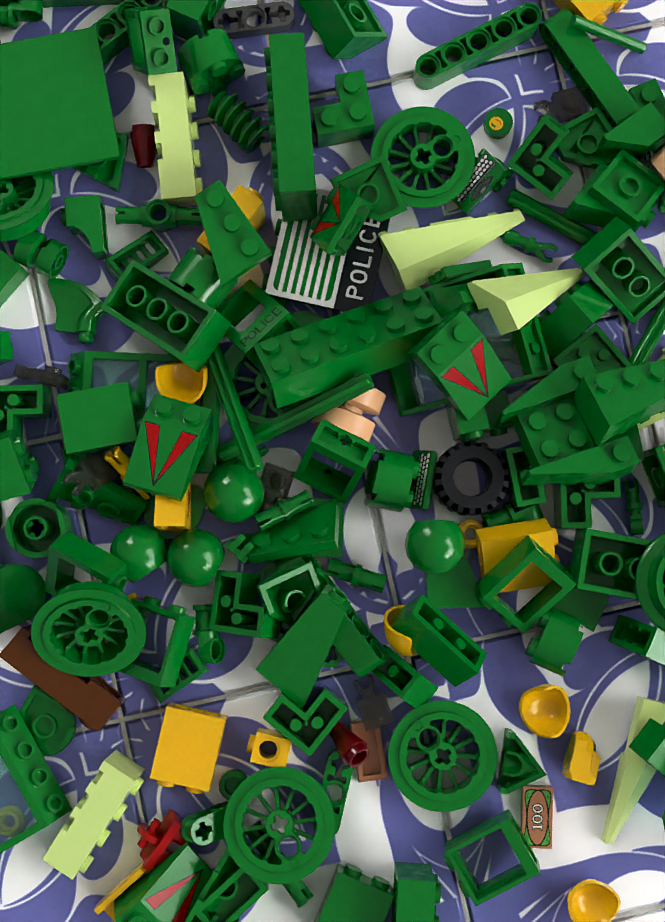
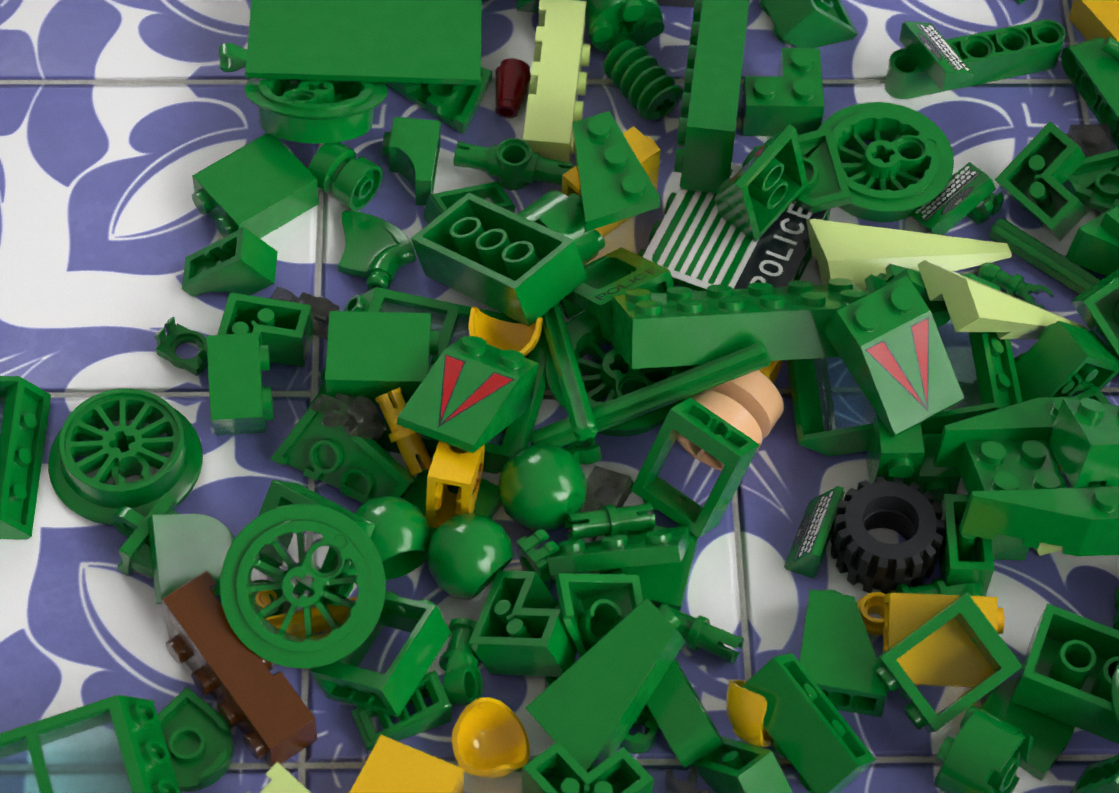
camera: 10 degrees right, 30 degrees down
(28, 516) = (244, 474): green brick -> none
(239, 690) = (489, 739): none -> yellow helmet
(391, 480) = (772, 513): green brick -> none
(434, 545) = (821, 583): green helmet -> none
(449, 57) = (934, 54): none -> green slope
(498, 123) = (991, 147): green tile -> none
(573, 502) = (1050, 578): green brick -> none

